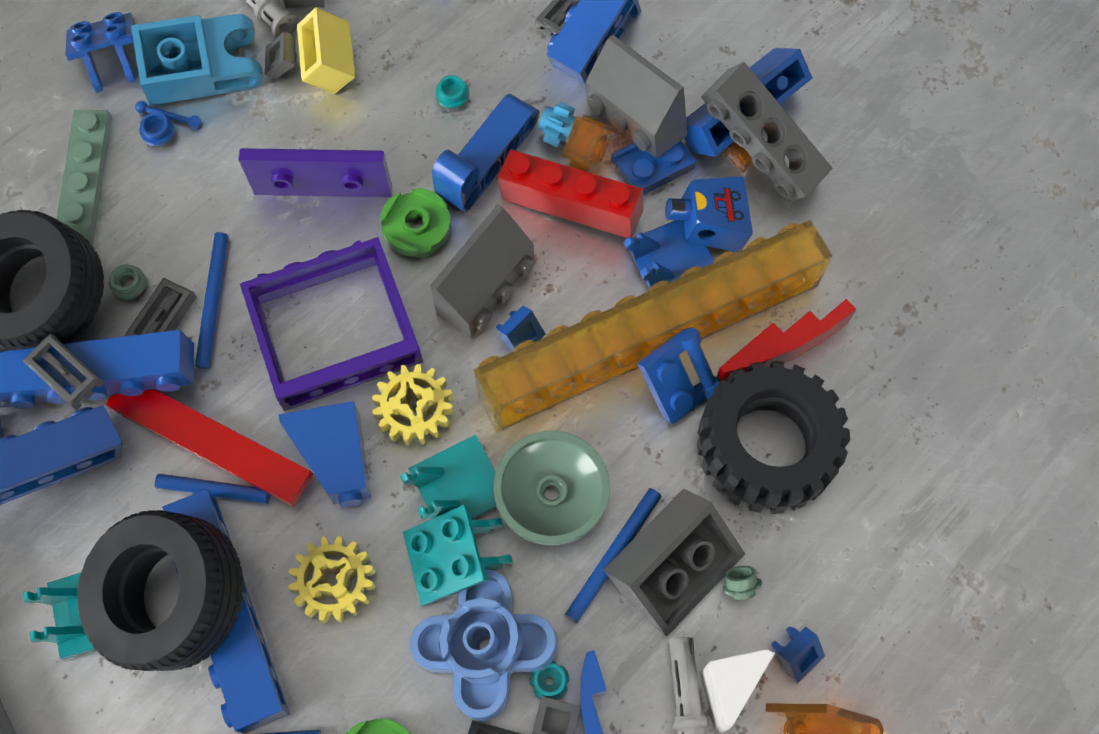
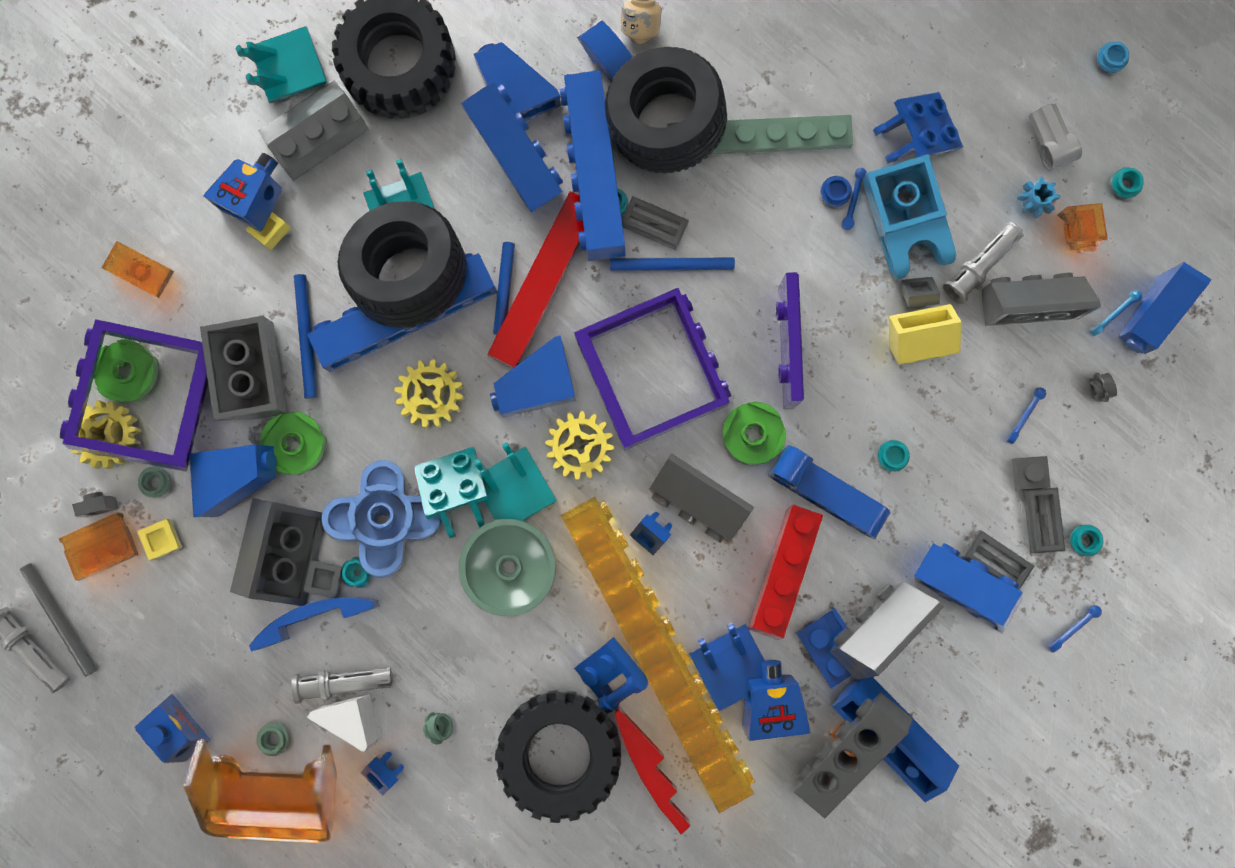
camera: 90 degrees right, 15 degrees up
(82, 389) = (568, 176): dark grey tile -> none
(121, 275) = (683, 181): sand green plate -> none
(557, 123) = (861, 558): dark azure gear -> none
(587, 142) = (842, 587): clear orange window -> none
(624, 537) = (460, 620): blue bar -> none
(675, 560) = (453, 671): dark grey slope -> none

